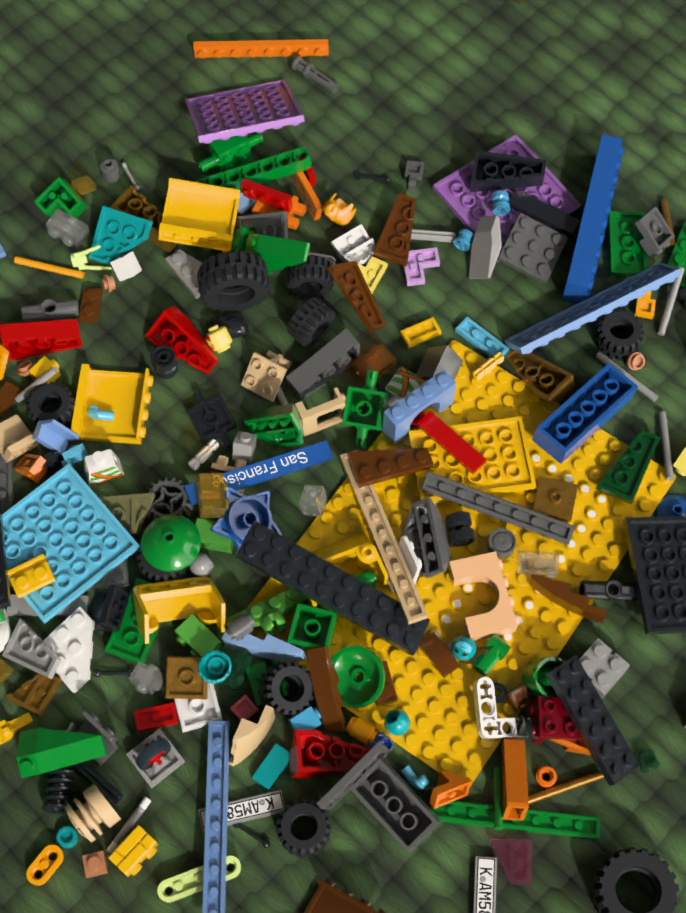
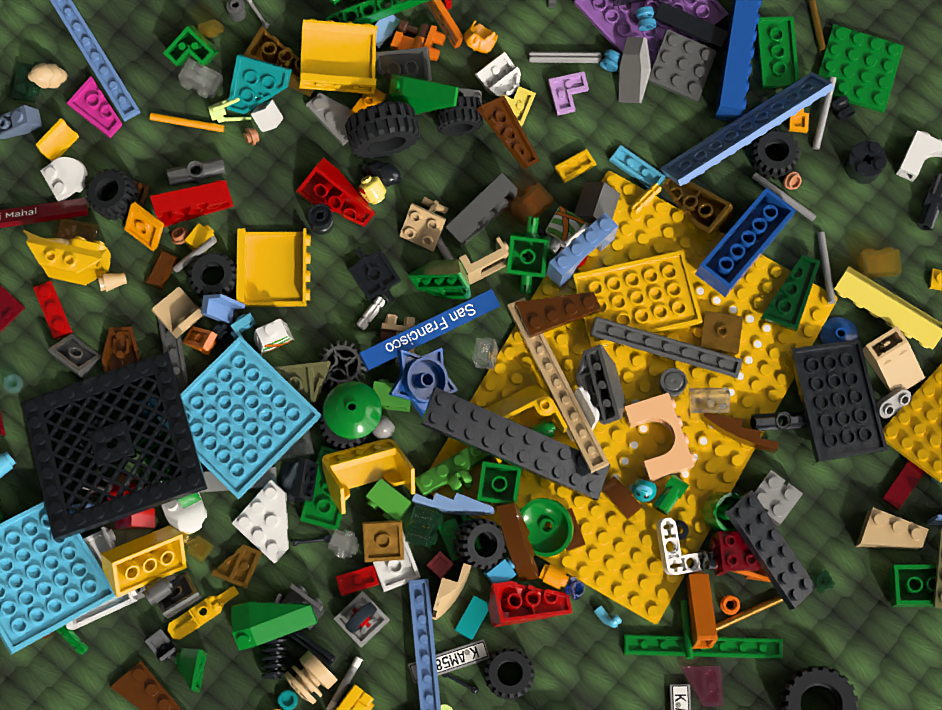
camera: 10 degrees left, 10 degrees up
(31, 576) = (220, 454): yellow plate -> none
(31, 651) = (229, 527): light grey wing -> none
(90, 305) = (236, 161): reddish brown plate -> none
(94, 413) = (255, 278): medium azure arm -> none
(211, 495) = (388, 361): clear yellow brick -> none
(214, 666) = (410, 530): teal hair -> none
(240, 238) = (383, 77): green brick -> none
(240, 626) = (430, 488): dark grey brick -> none
(244, 446) = (411, 303): light grey brick -> none
(266, 195) = (404, 29): red plate -> none
(311, 322) = (465, 166): black tyre -> none
(342, 787) = (549, 626): dark grey tile -> none
(395, 805) = (593, 645): dark grey brick -> none
(396, 235) = (542, 61): reddish brown wing -> none
(397, 722) = (587, 567): teal piece -> none
(449, 788) = (641, 625): orange slope -> none
(451, 442) = (616, 283): red tile -> none
(460, 530) = (629, 365): black wheel -> none
(519, 697) = (700, 532): reddish brown tile -> none
(655, 232) = (804, 39): dark grey plate -> none

